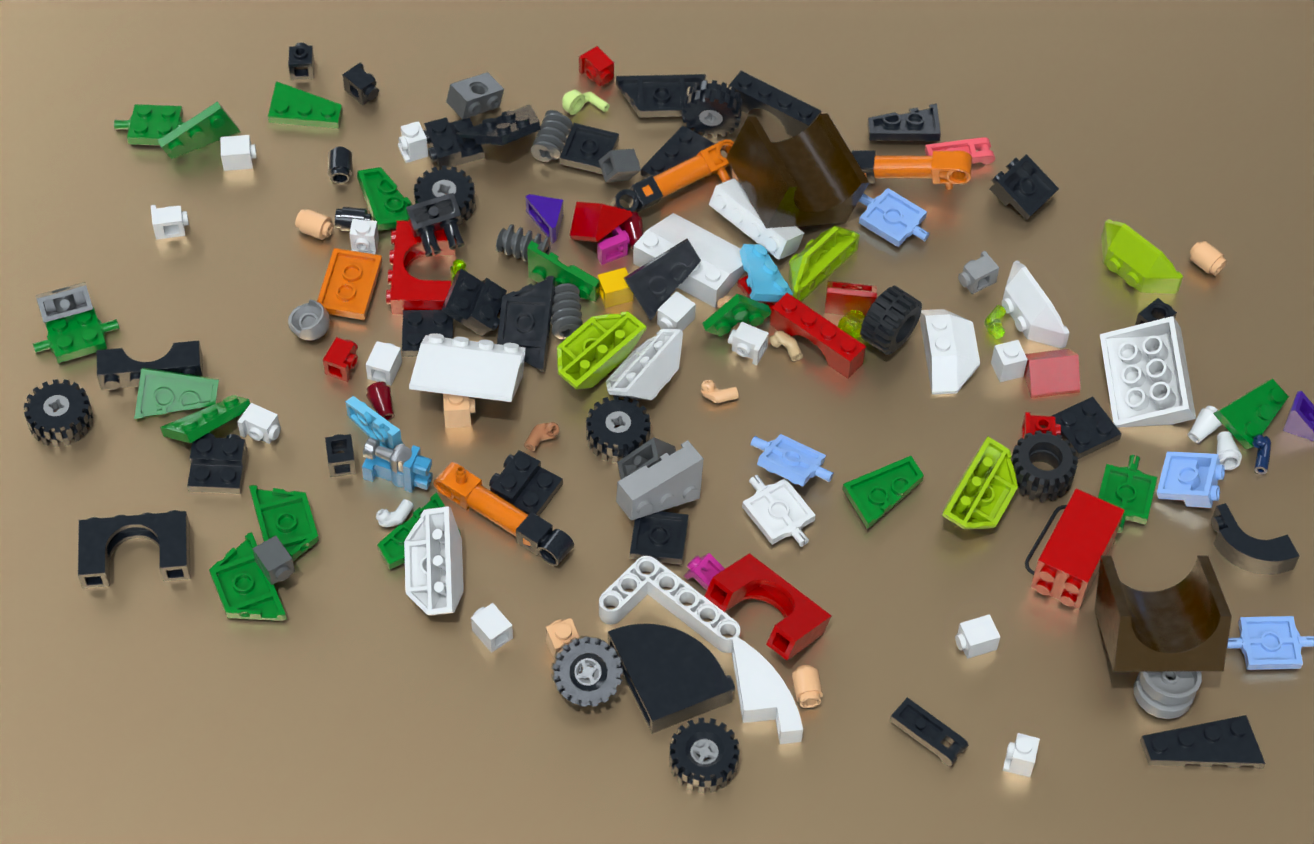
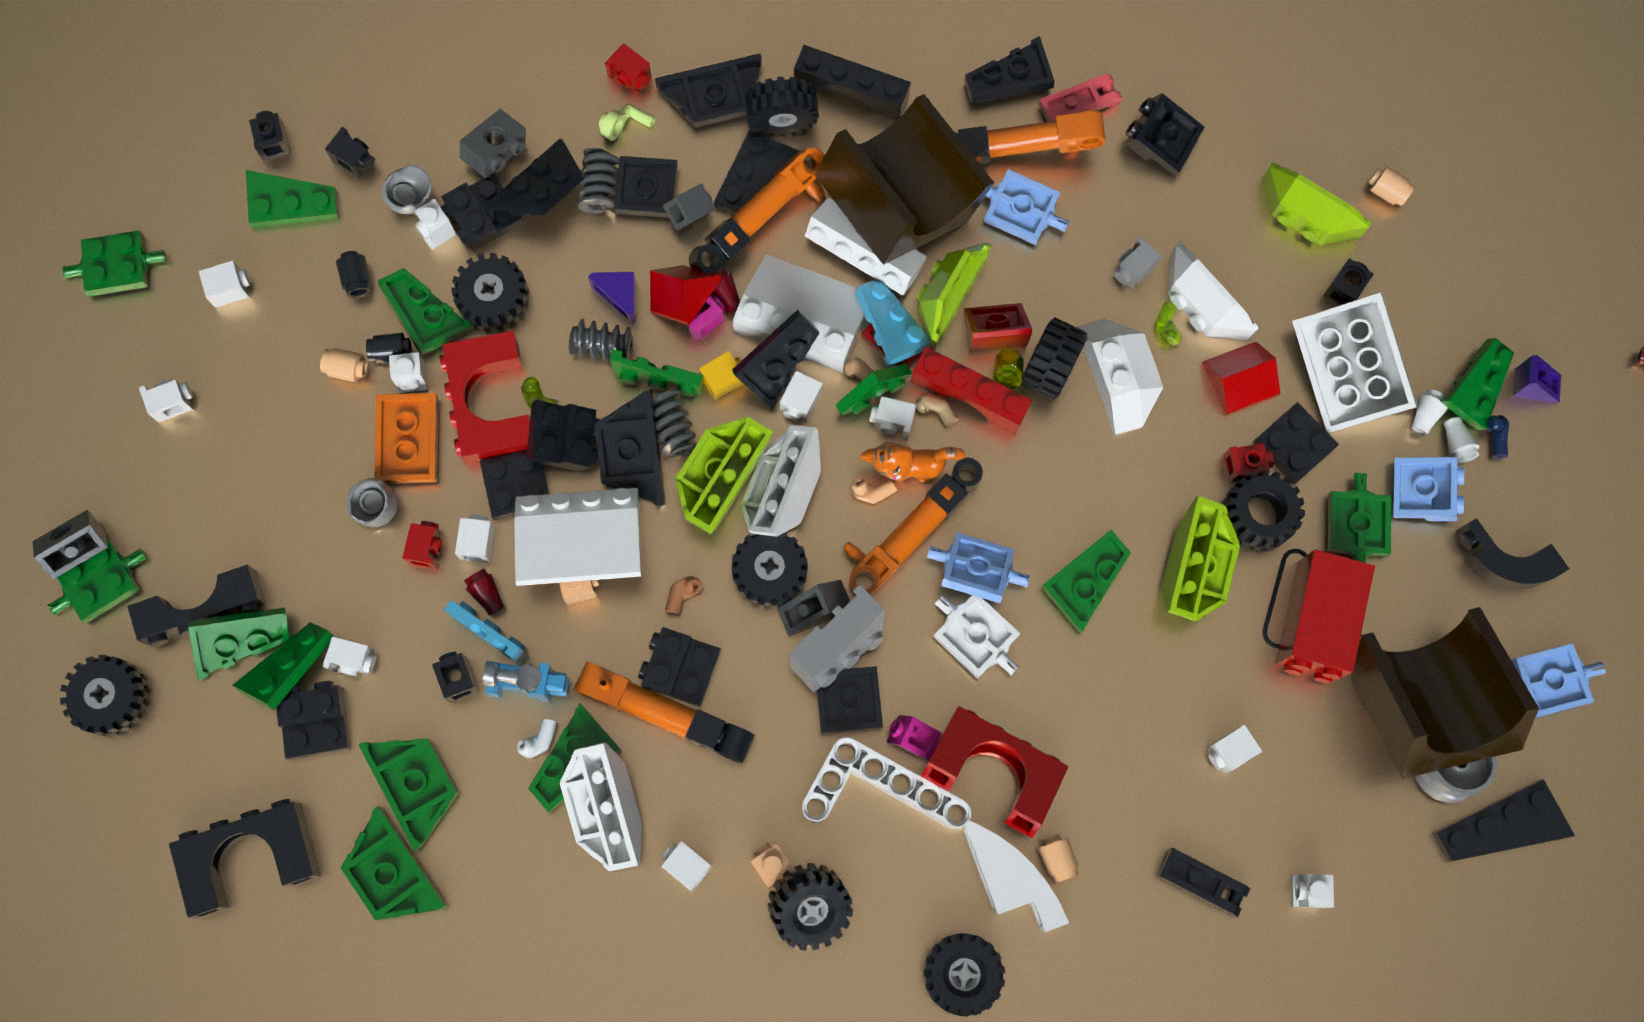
camera: 15 degrees left, 20 degrees up
(199, 131) = (170, 265): green wing -> none
(274, 560) = (414, 846): dark grey brick -> none
(398, 112) = (407, 189): none -> light grey hair
(433, 216) = (479, 341): black brick -> none
(669, 673) = (901, 879): black brick -> none
(743, 370) = (901, 462): none -> orange animal
(773, 410) = (937, 506): none -> orange piece
(1009, 361) = (1195, 377): white brick -> none

